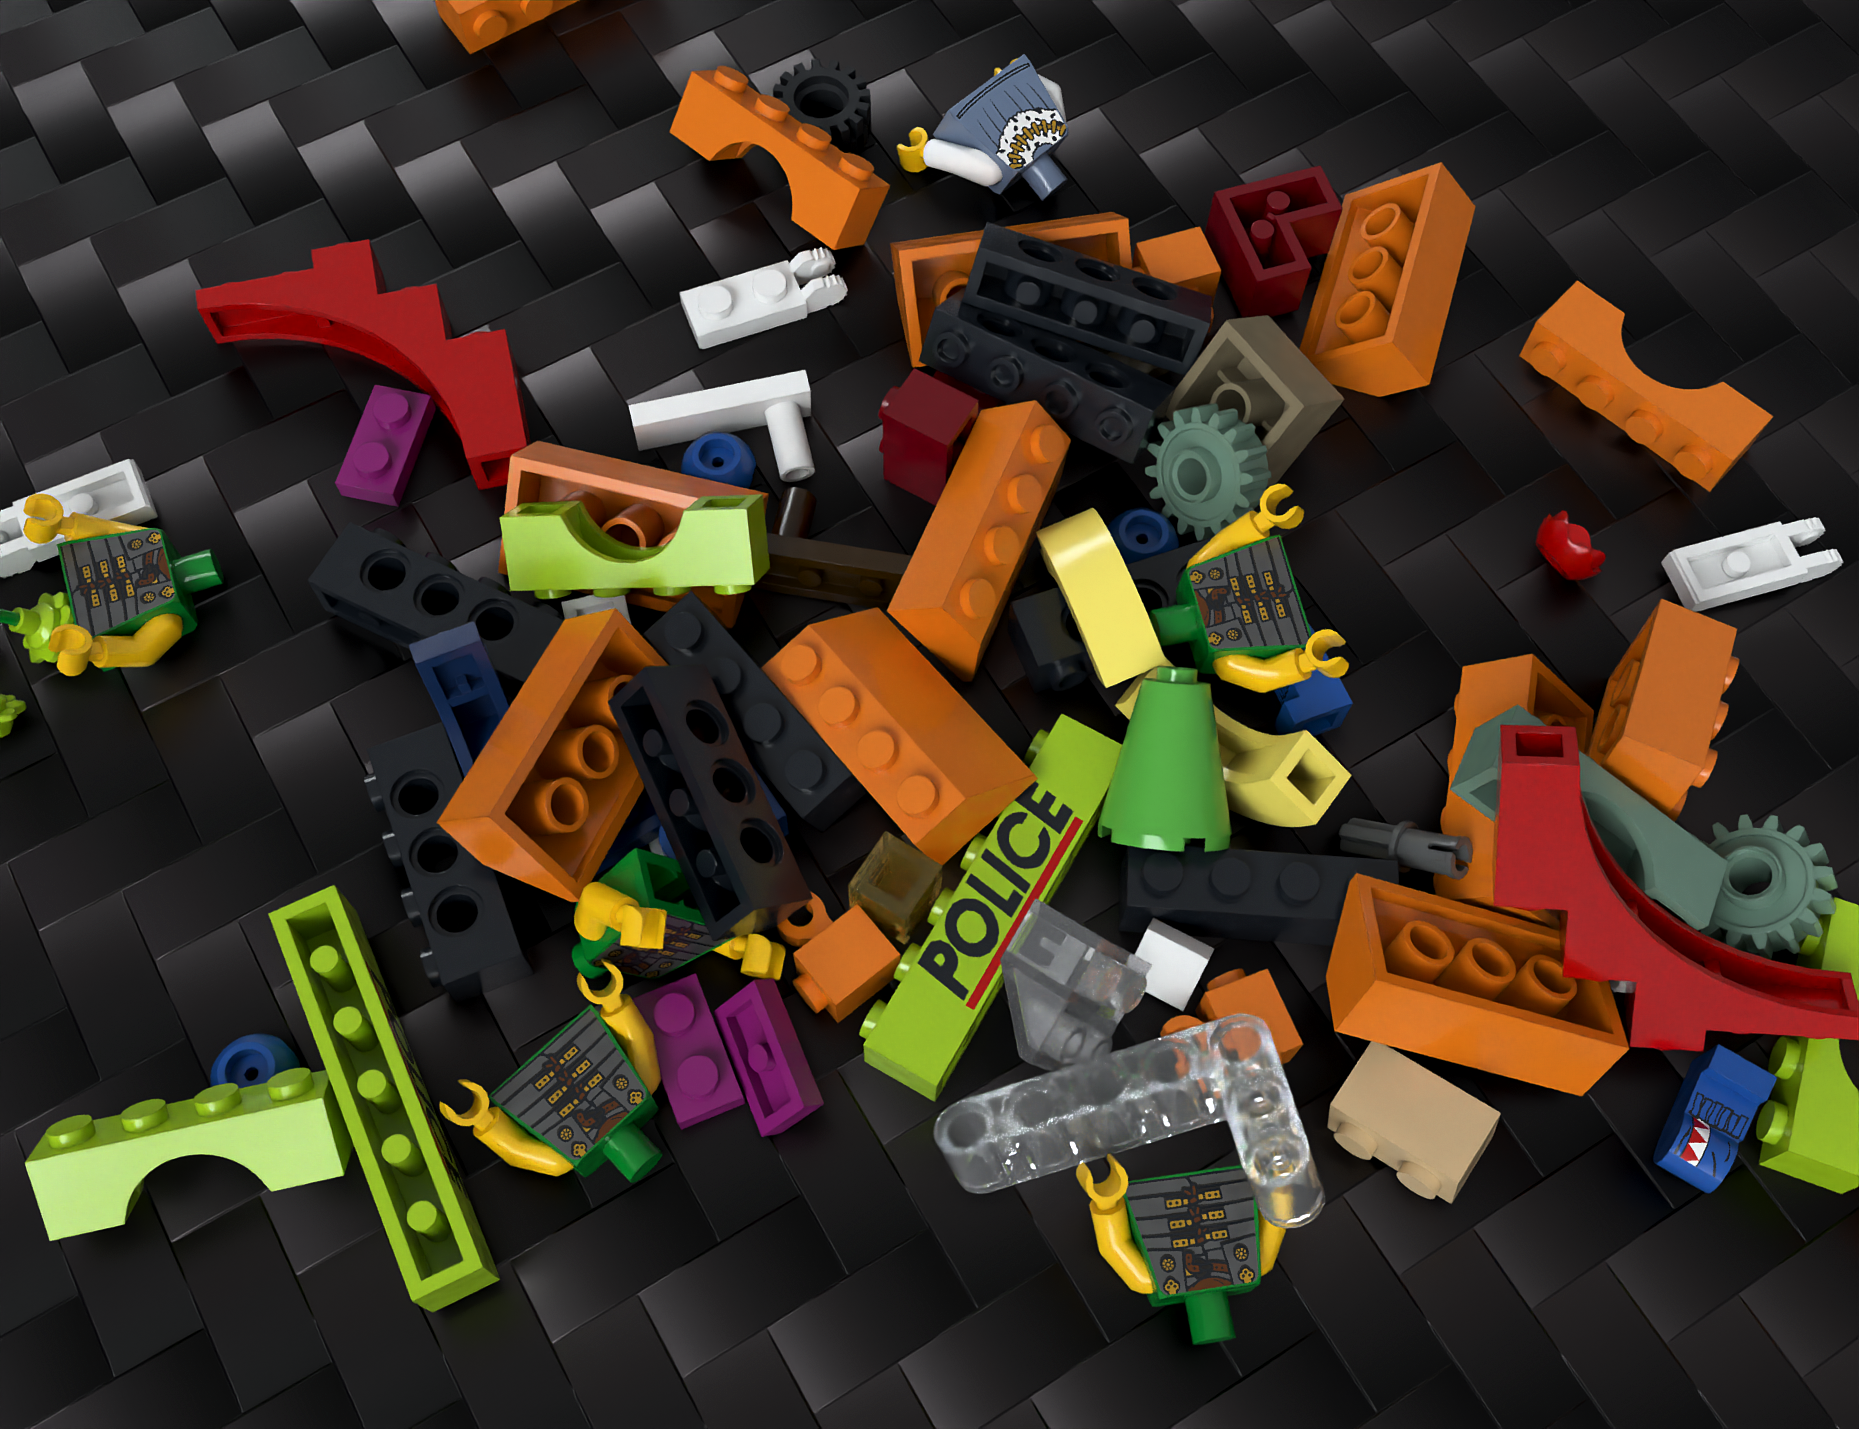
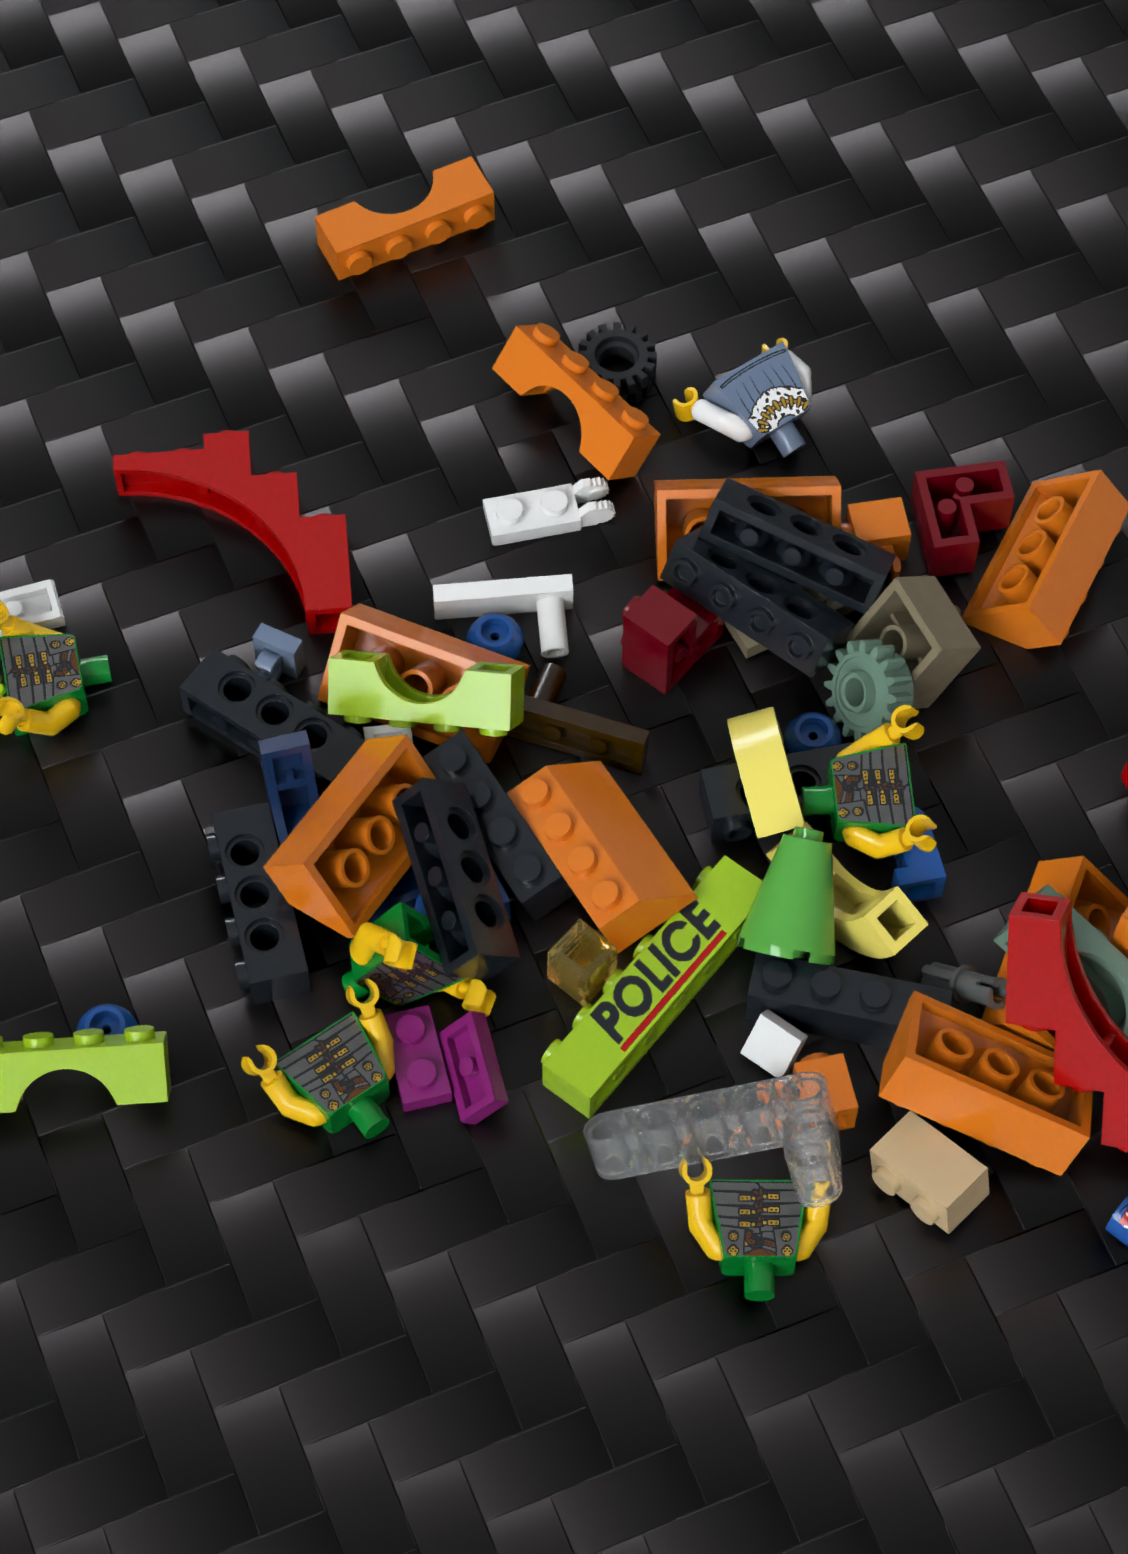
camera: 10 degrees right, 5 degrees down
(384, 1101) = (200, 1054): lime brick -> none
(386, 445) = (242, 592): magenta plate -> none
(437, 519) = (277, 653): none -> sand blue tile
(839, 960) = (534, 1009): orange brick -> none
(981, 534) = (687, 716): orange slope -> none
(1067, 988) = (694, 1042): clear slope -> none

